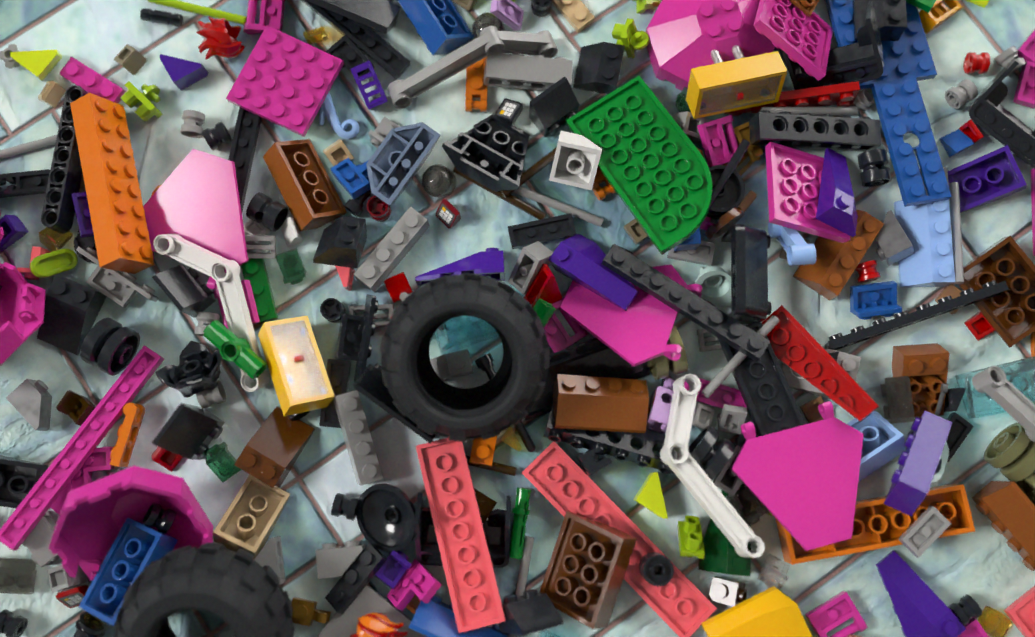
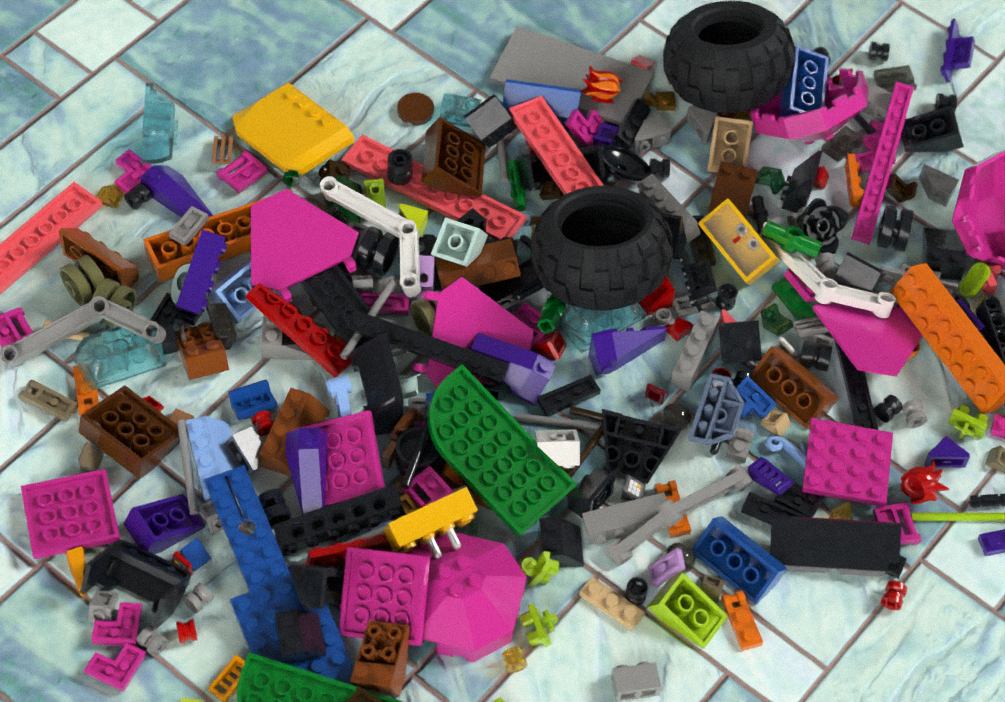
camera: 160 degrees right, 25 degrees down
(253, 413) = (760, 213): none -> black pin
(528, 265) = (568, 364): light grey slope -> none
(619, 426) = (459, 242): none -> light aqua slope
(922, 313) = (215, 387): black plate -> none

